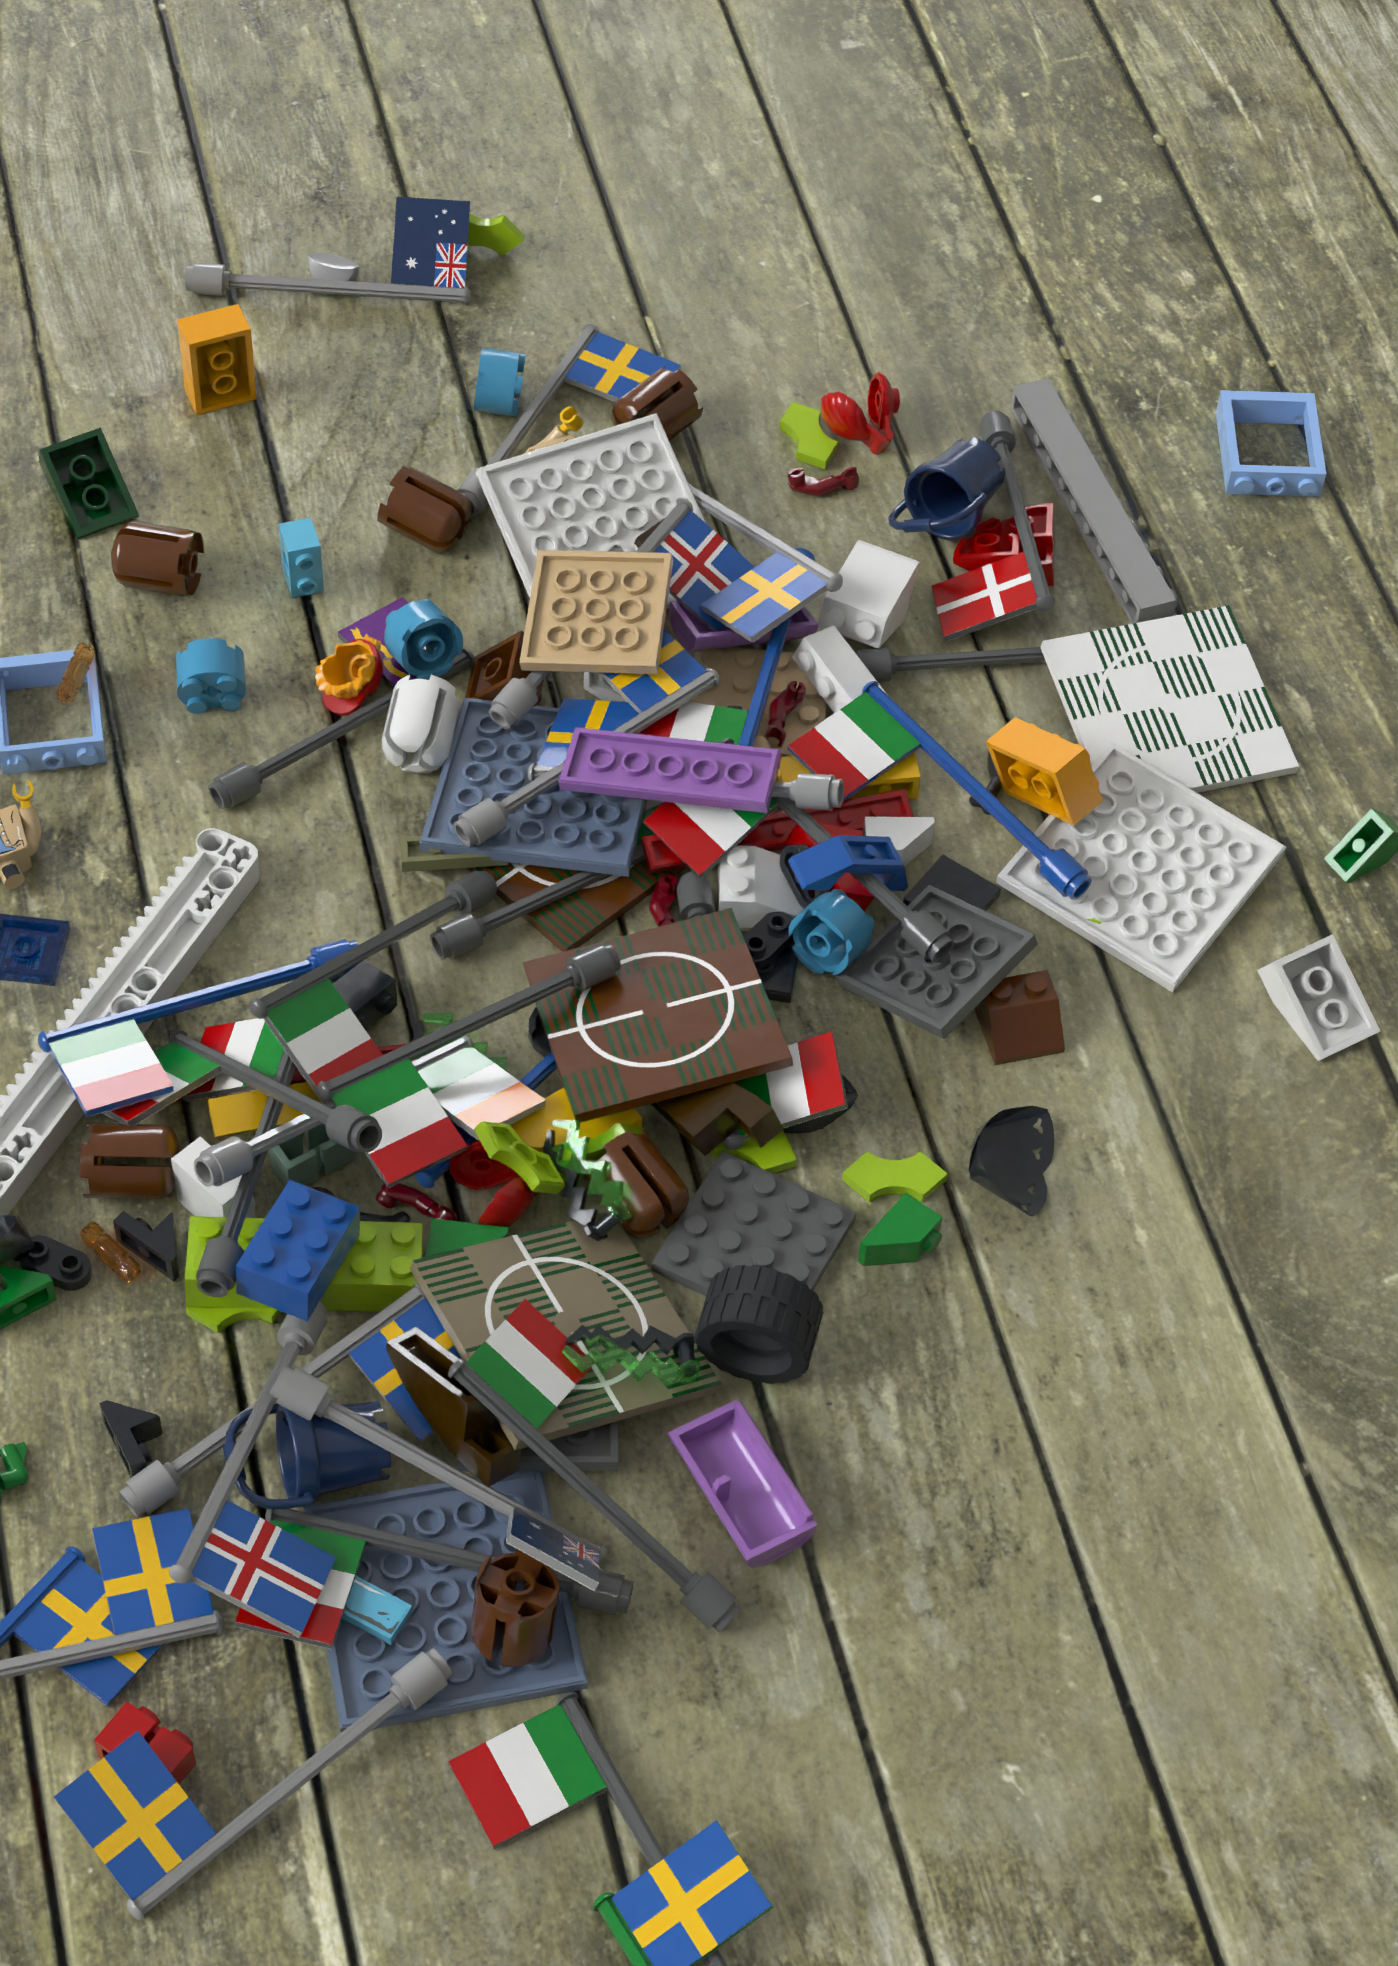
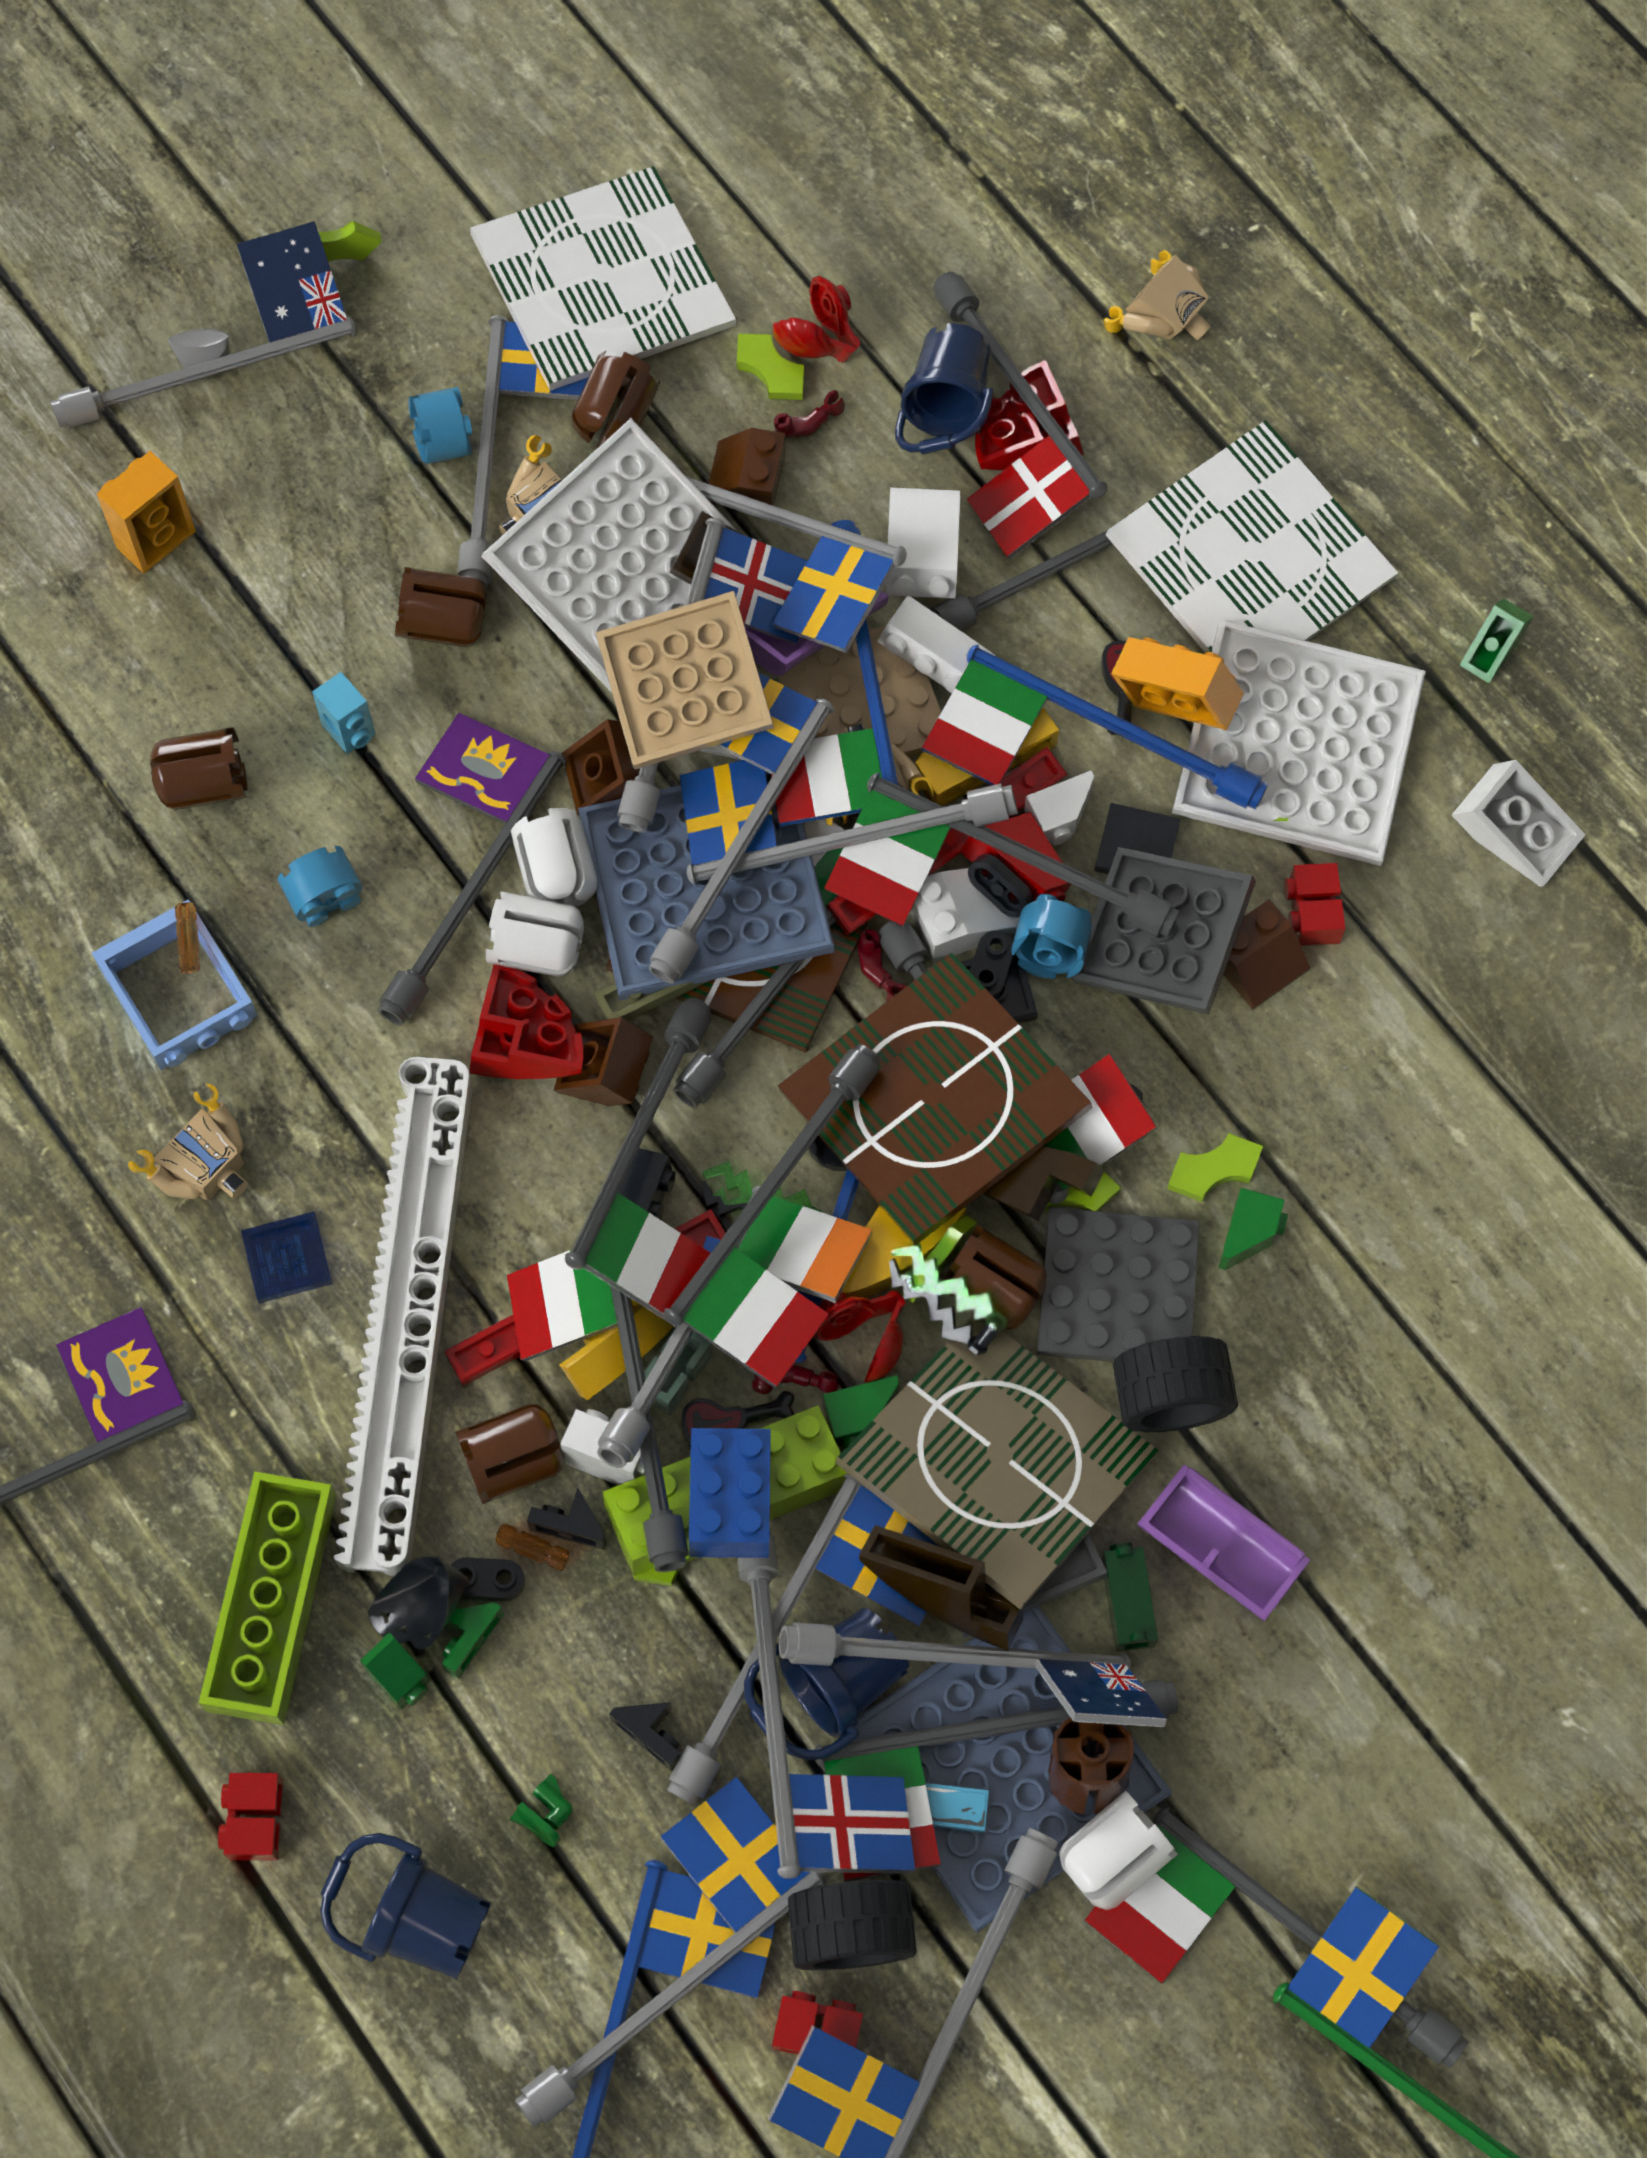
camera: 20 degrees left, 15 degrees up
(87, 483) = (81, 706): dark green slope -> none
(113, 1063) = (443, 1356): flag -> none
(193, 1064) = (513, 1333): dark grey flag -> none
(220, 1660) = (852, 1925): none -> black tyre
(322, 847) = (524, 1031): none -> red brick
(350, 675) = (456, 827): light orange hair -> none
(371, 773) = (535, 934): none -> white cylinder
(383, 895) = (611, 1062): none -> reddish brown slope
(423, 639) = (514, 764): dark azure brick -> none
(500, 1701) = (1115, 1853): none -> white cylinder
(508, 1148) = (874, 1302): lime tile -> none
(521, 1381) = (1000, 1548): flag -> none
(618, 1353) = (1064, 1469): clear neon green piece -> none
(633, 1491) = (1129, 1598): none -> dark green brick
(670, 769) = (837, 833): medium lavender tile -> none
(702, 316) = (602, 276): none -> white tile
(754, 494) = (750, 464): none -> reddish brown slope
(781, 707) = (892, 700): dark red arm -> none
(828, 861) = (1046, 866): blue slope -> none
(1005, 1160) = (1309, 1111): black piece -> none
(1092, 503) = (1082, 345): light grey brick -> none
(1093, 996) = (1317, 912): none -> red piece
(1181, 494) = (1165, 303): none -> tan torso
(1270, 409) = (1206, 166): light blue window -> none

